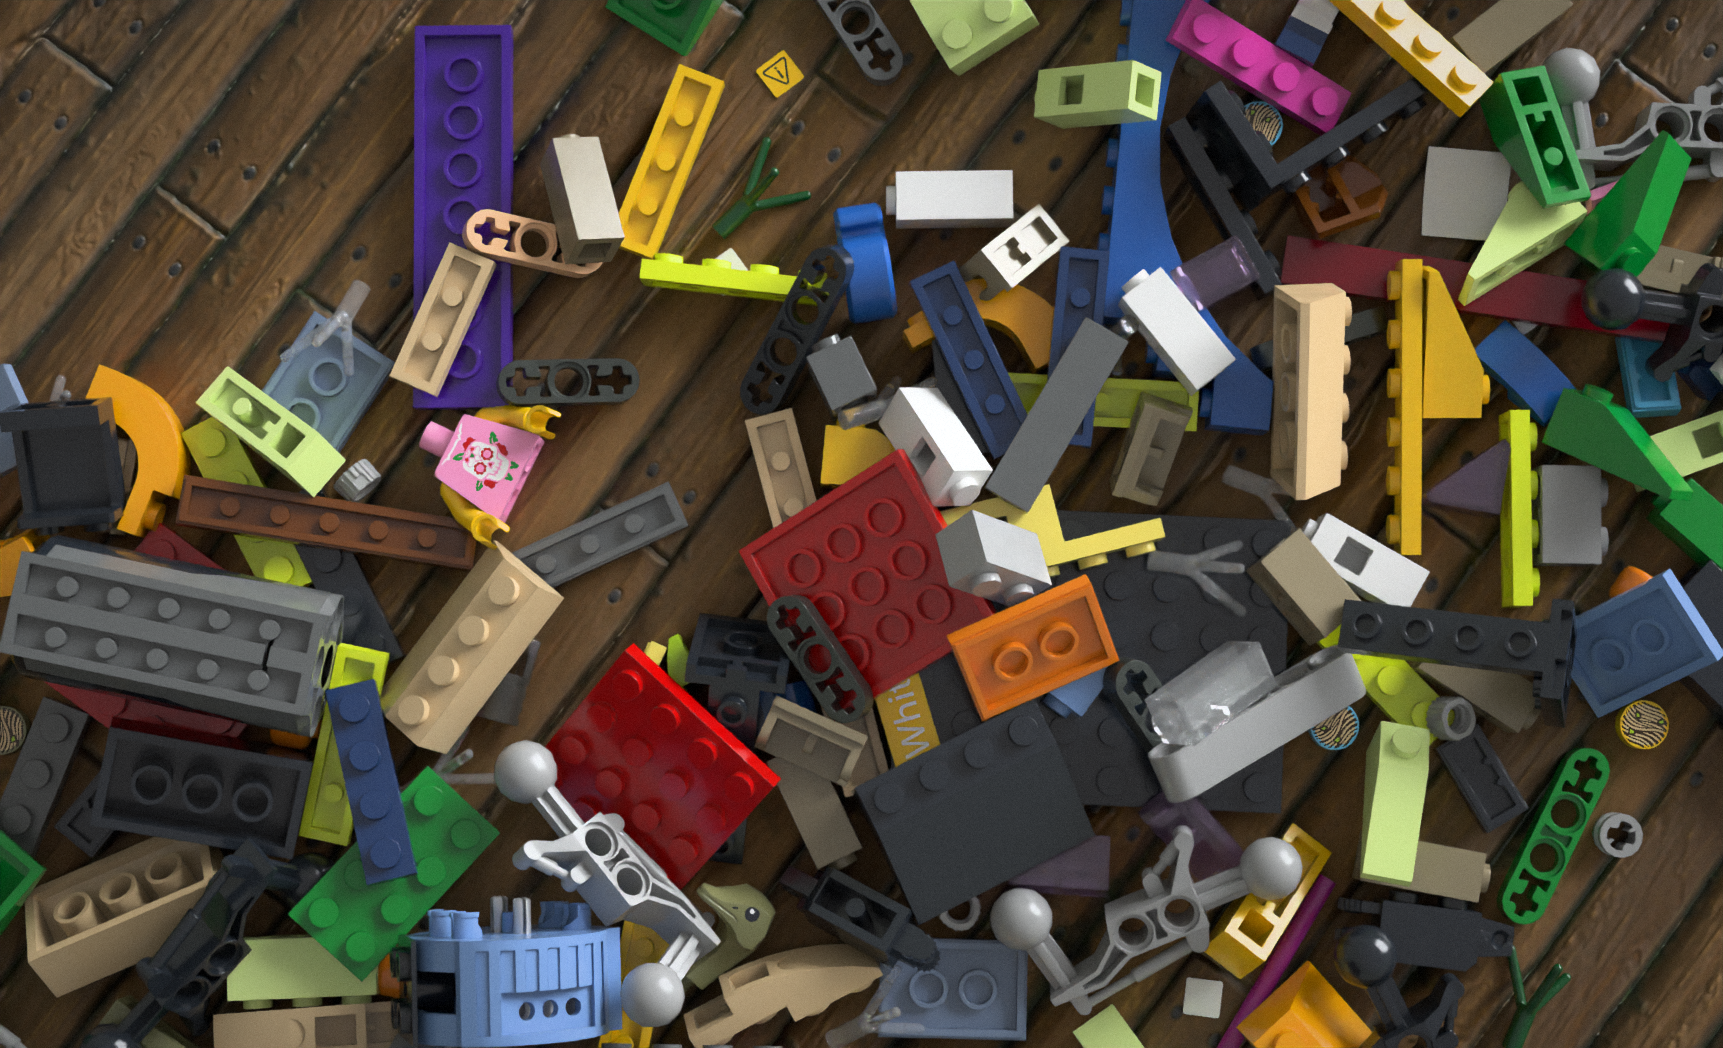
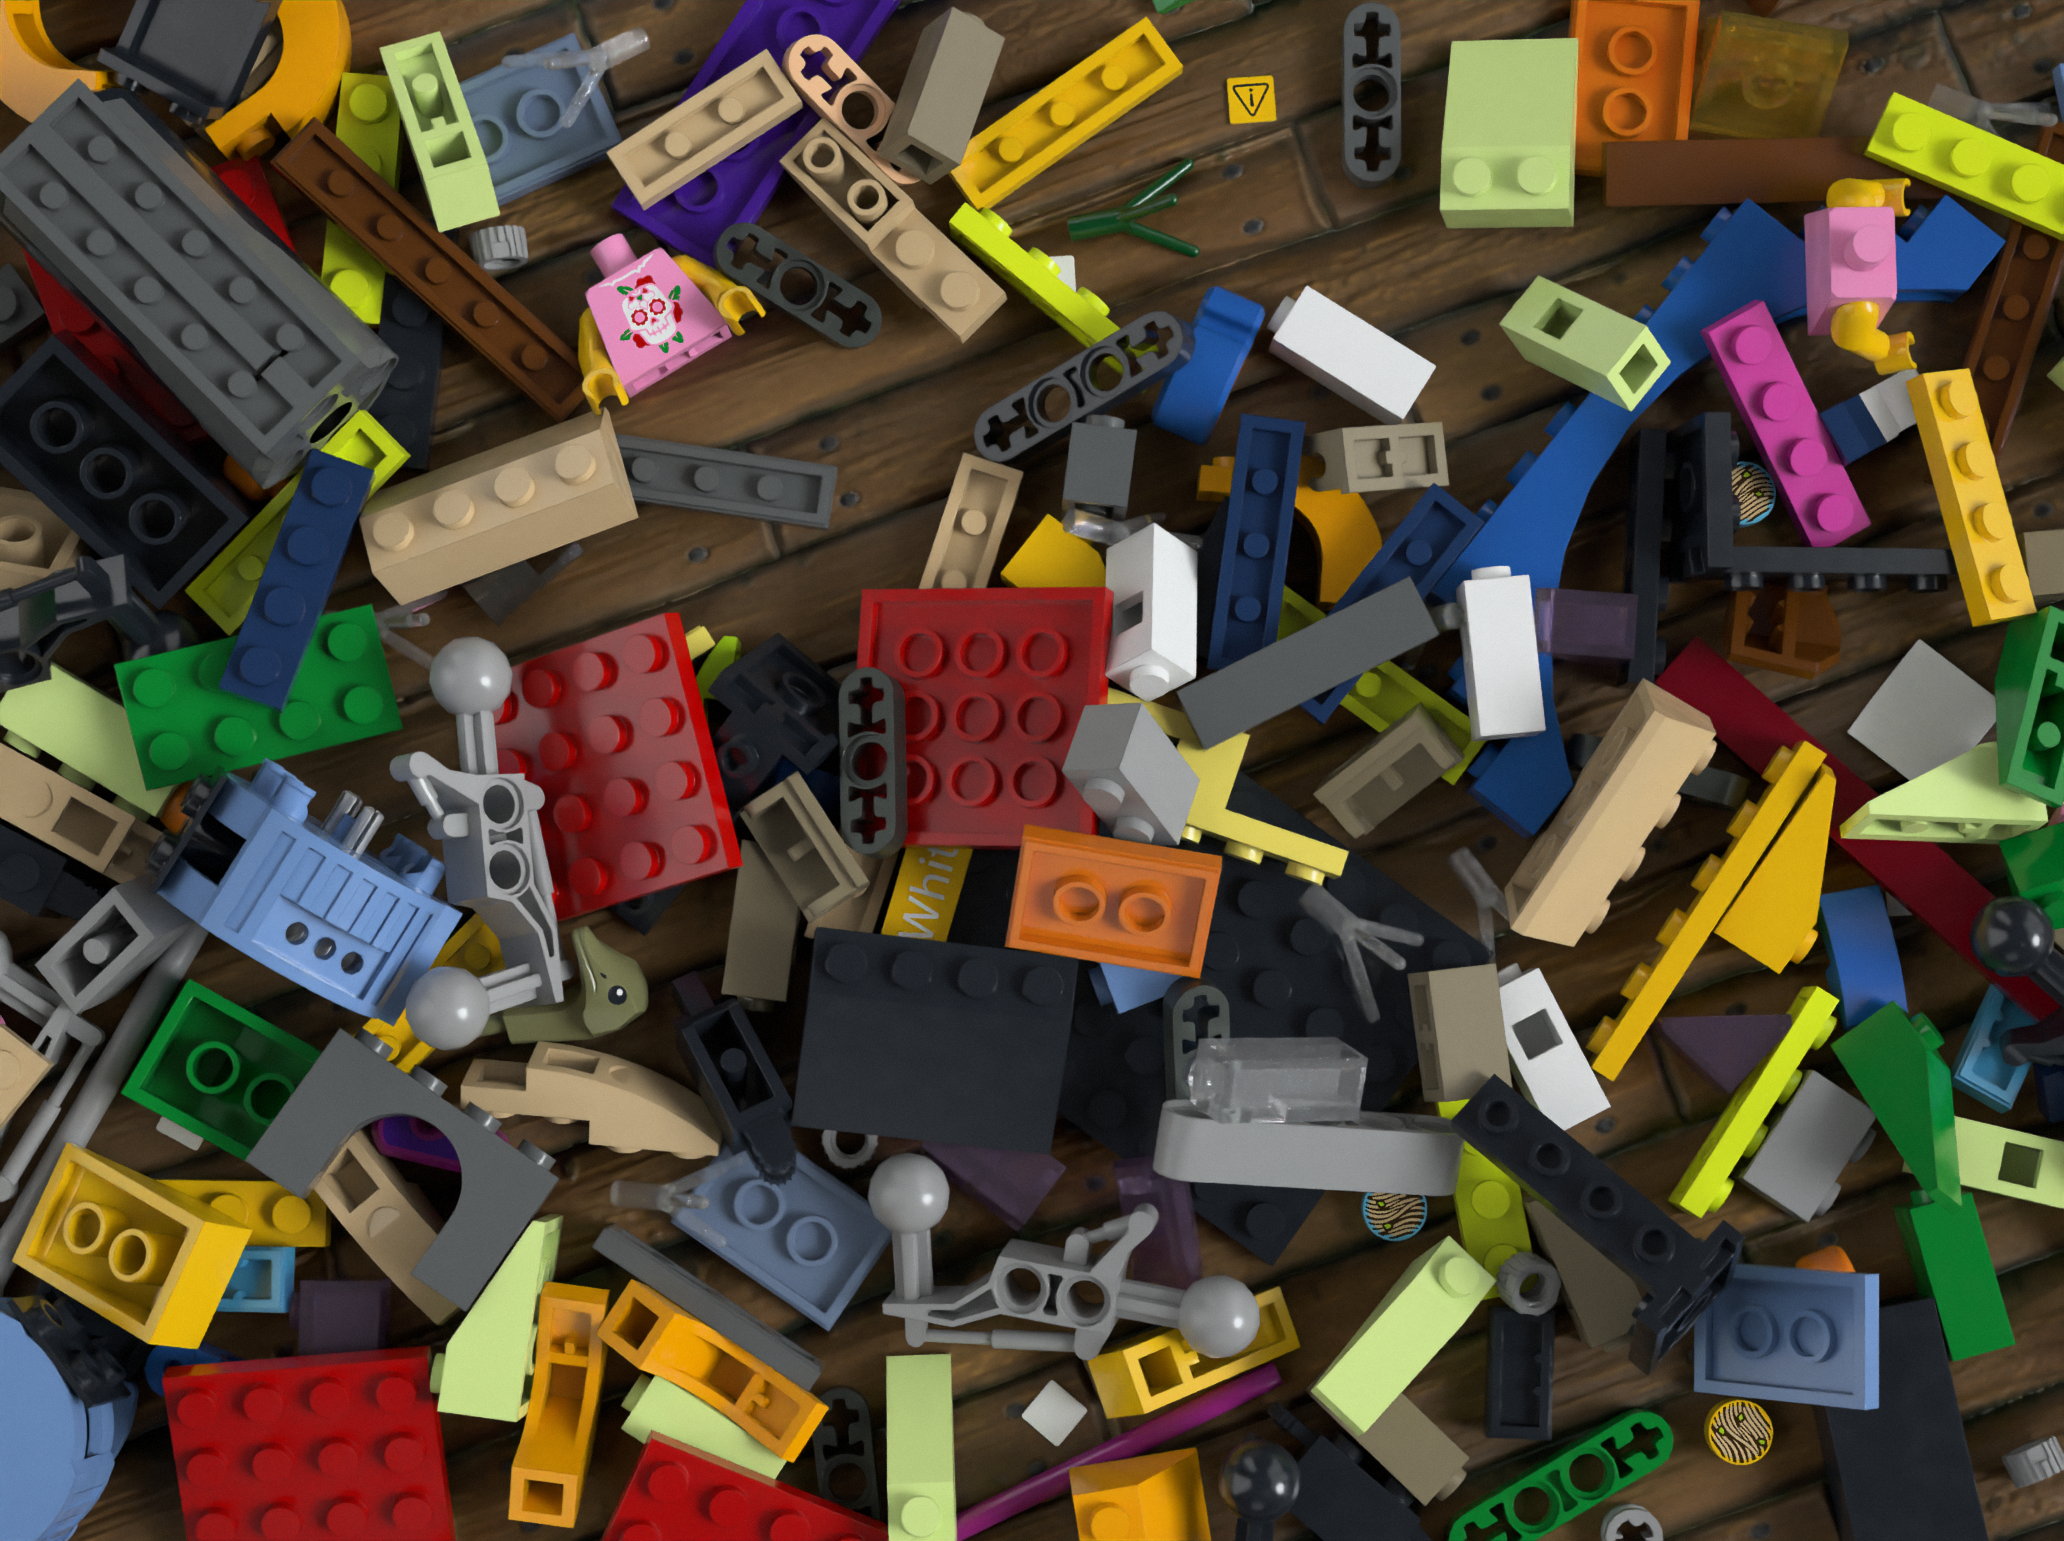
camera: 30 degrees right, 0 degrees up
(606, 307) = (892, 230): none -> tan slope

